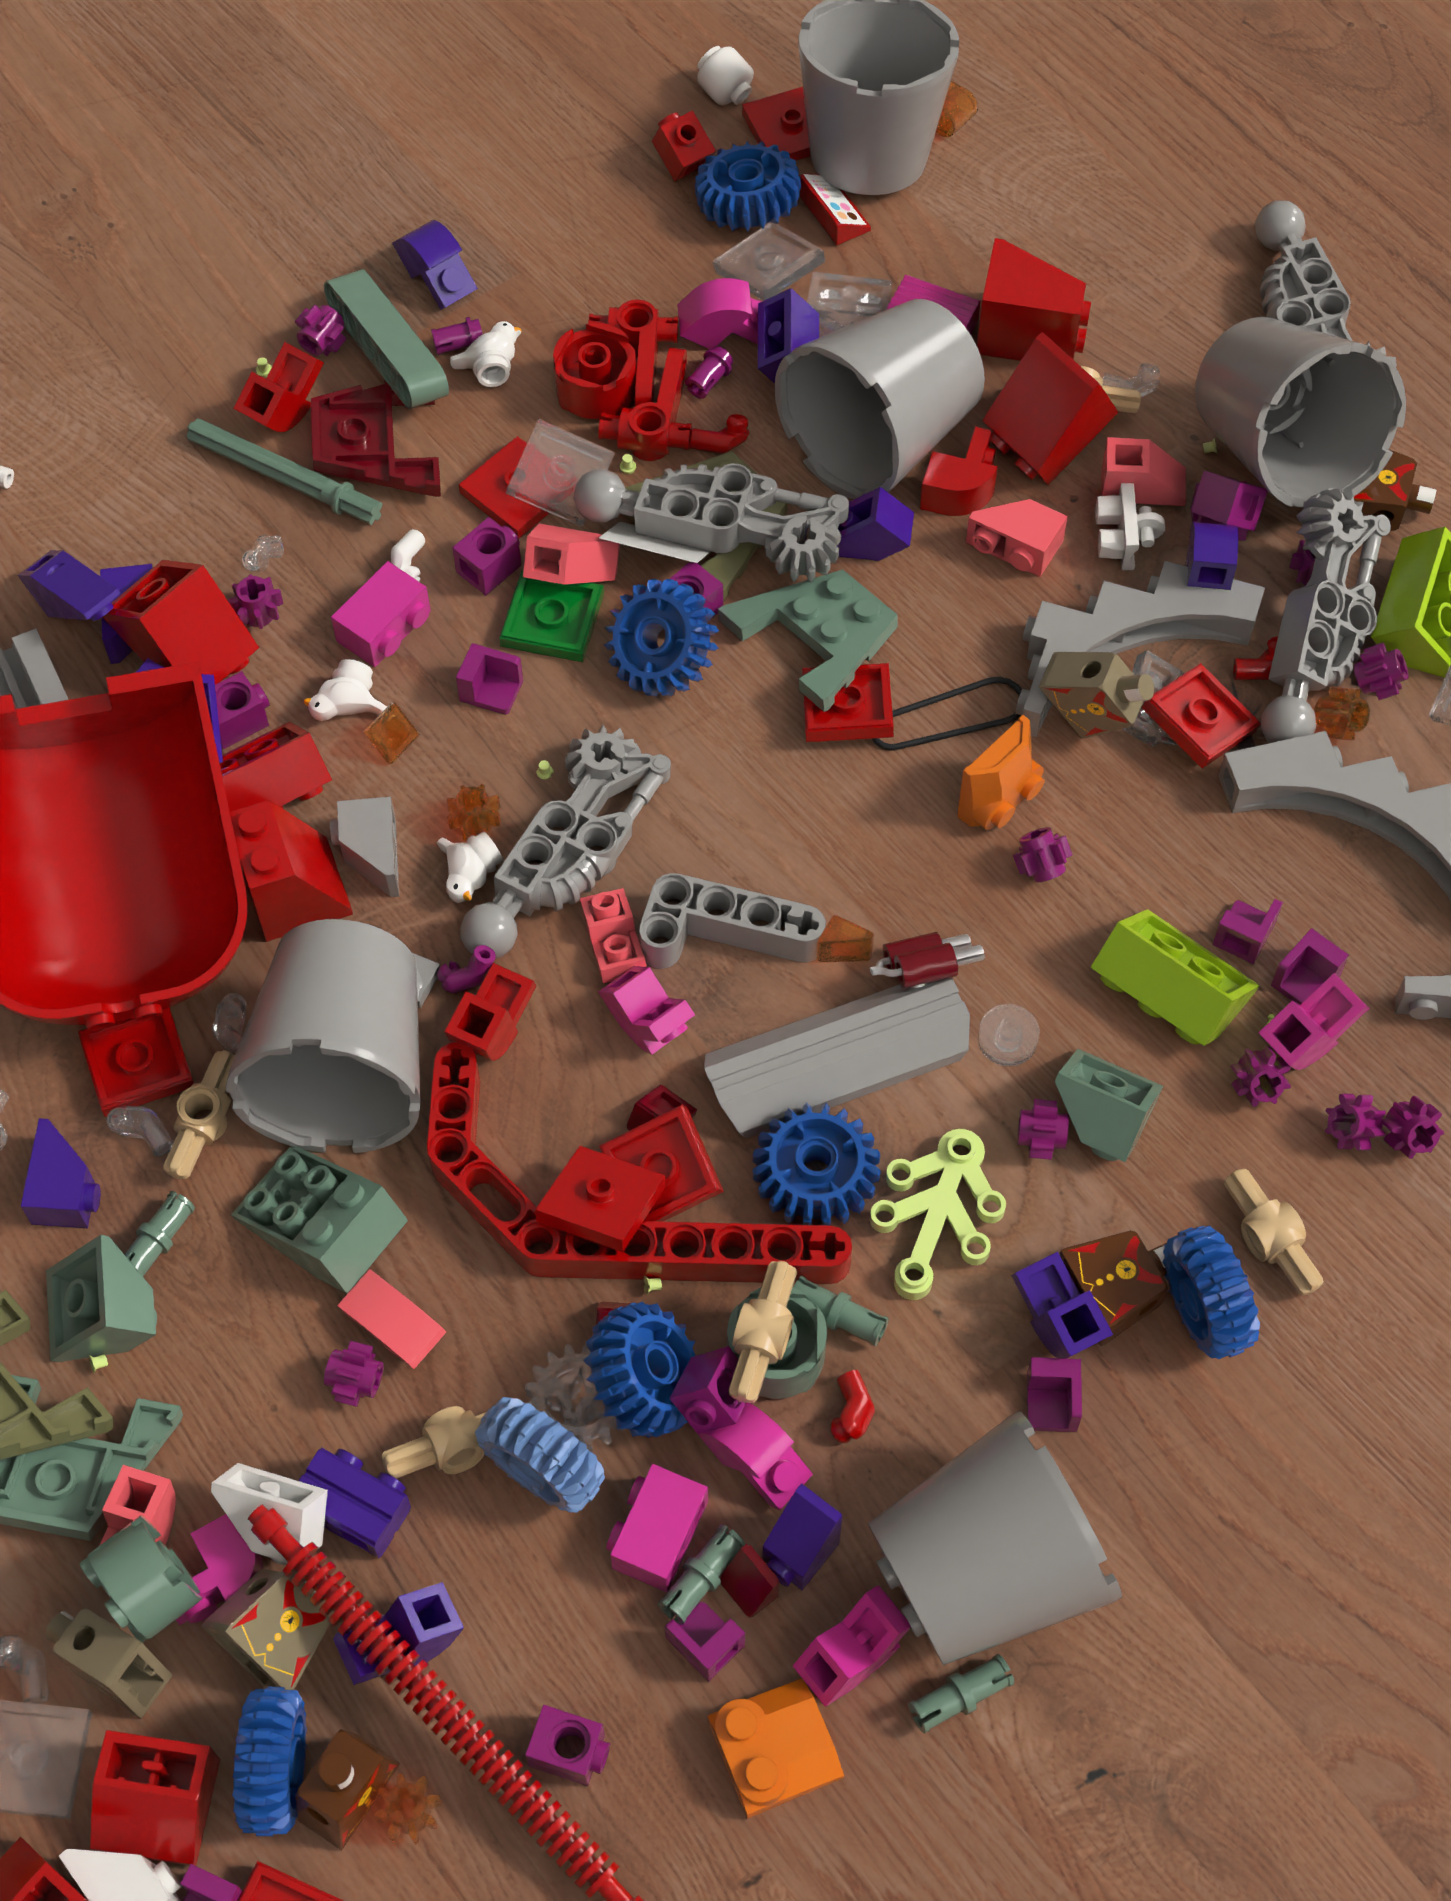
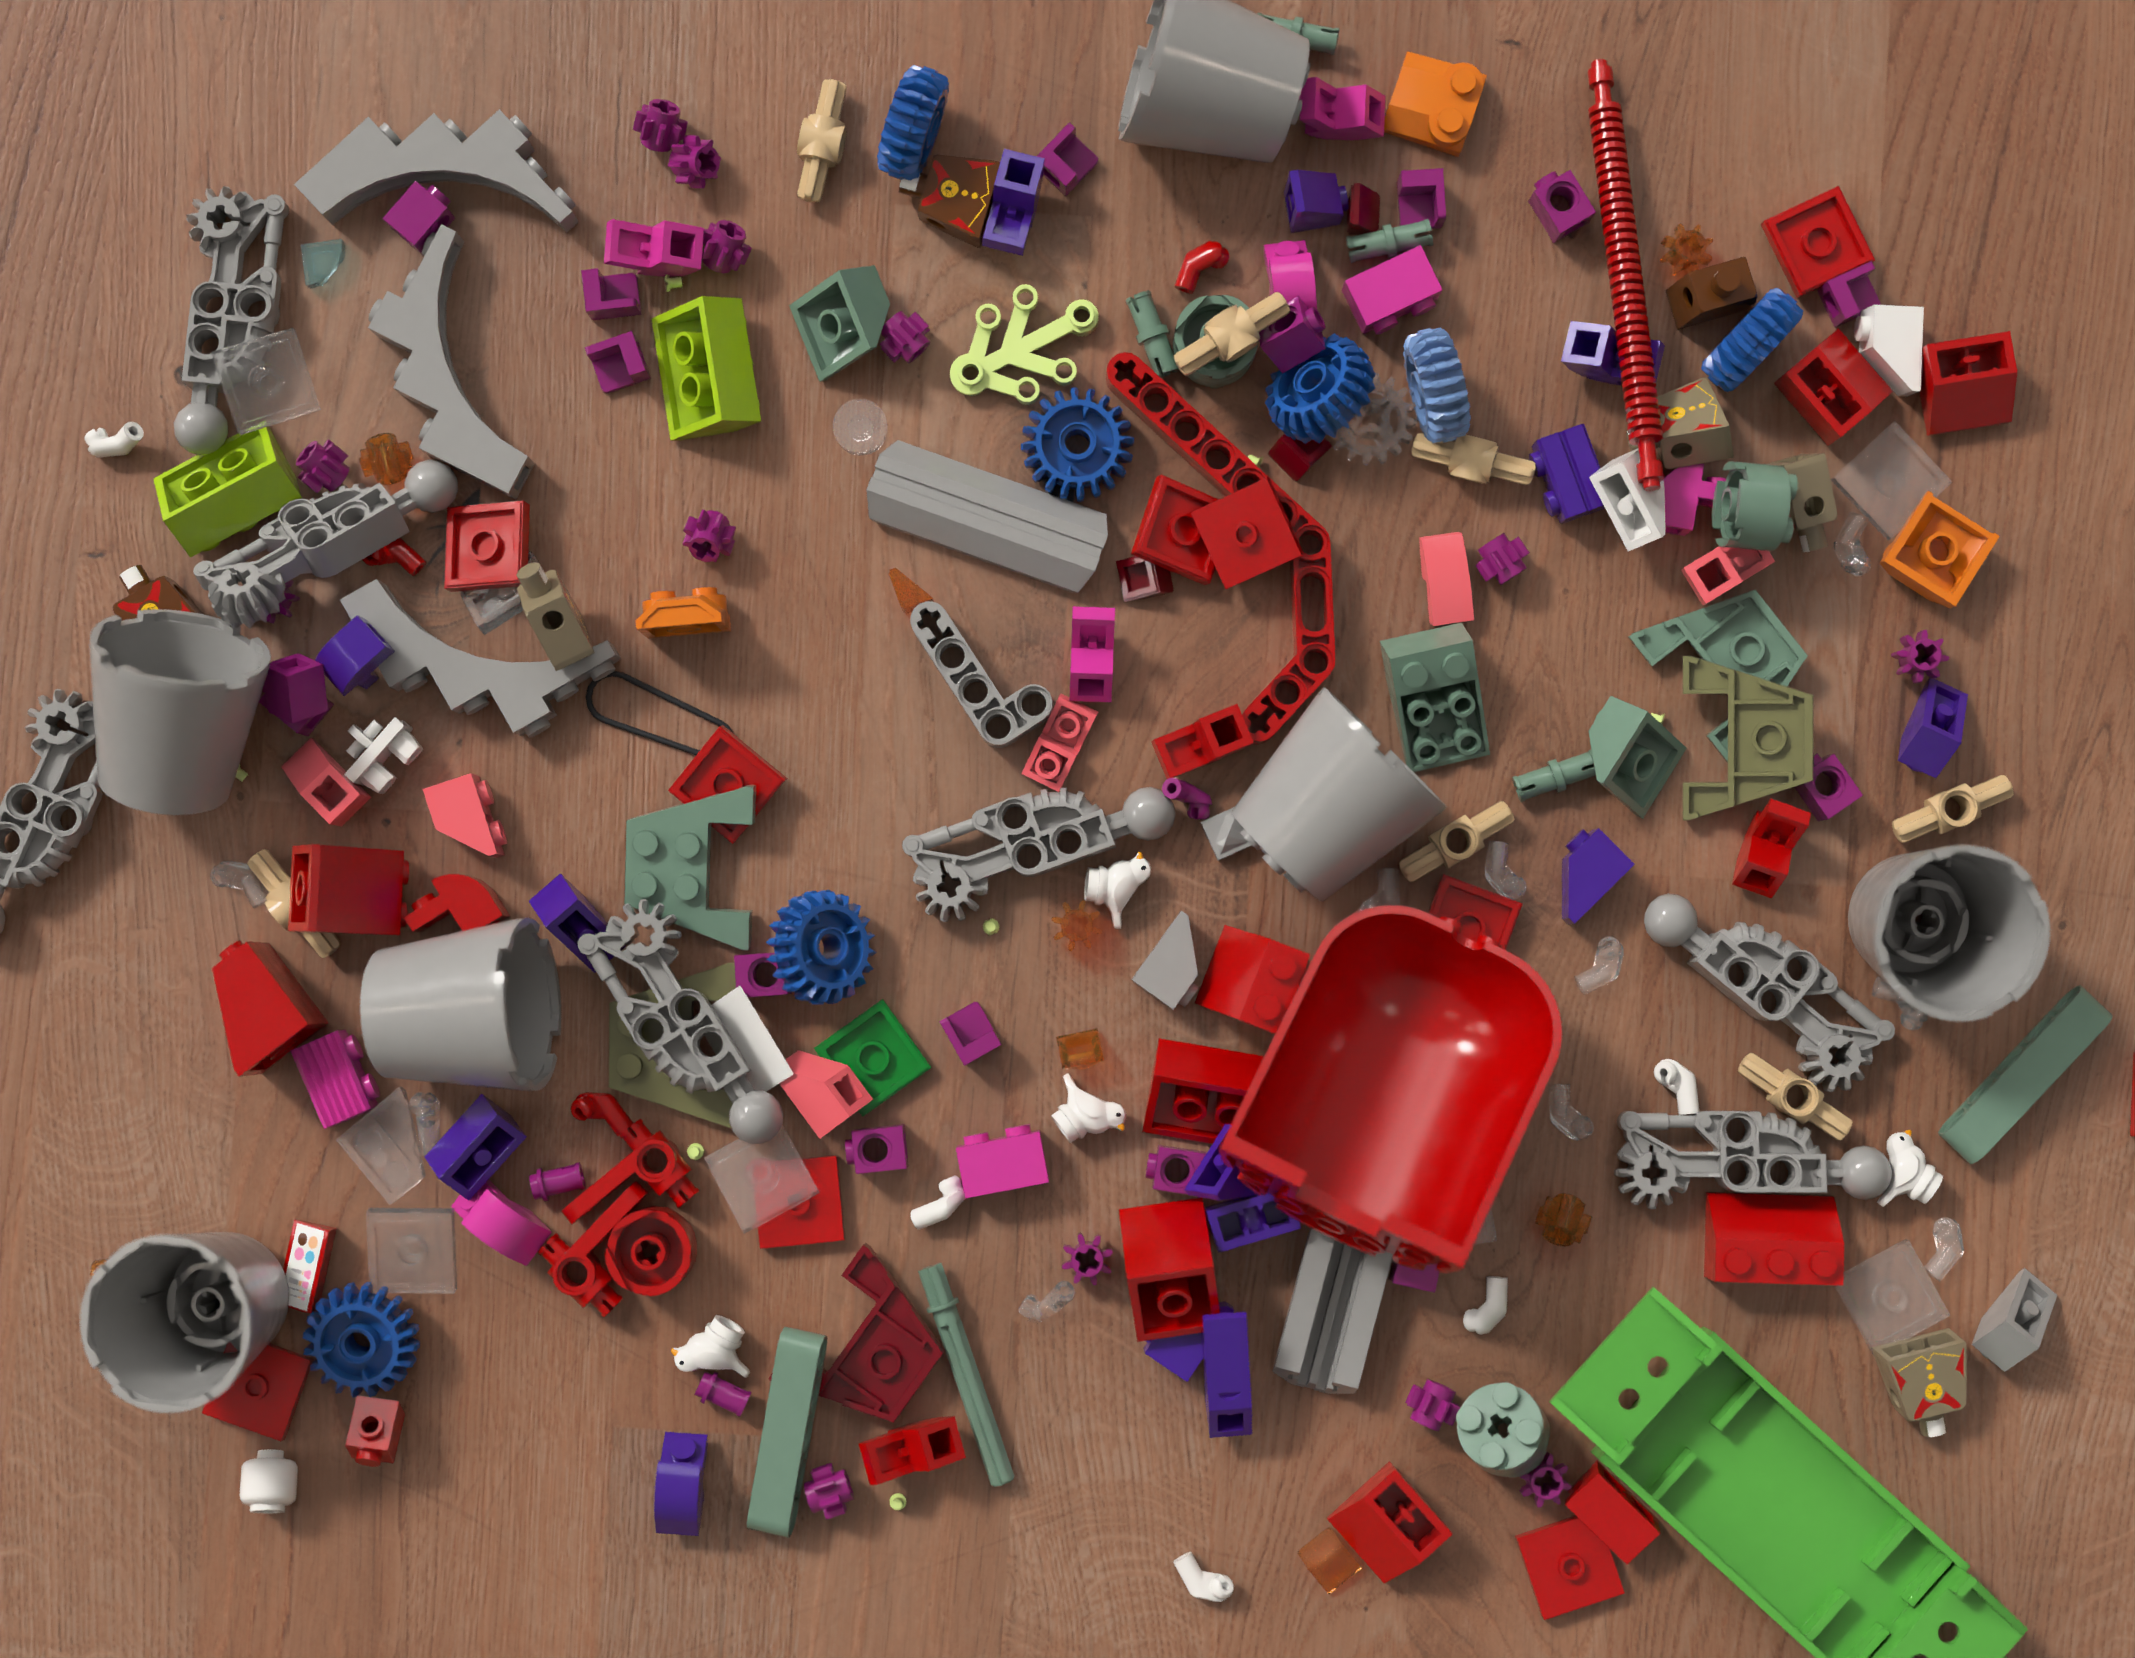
camera: 140 degrees left, 25 degrees up
(926, 958) = (875, 512): dark red piece -> none

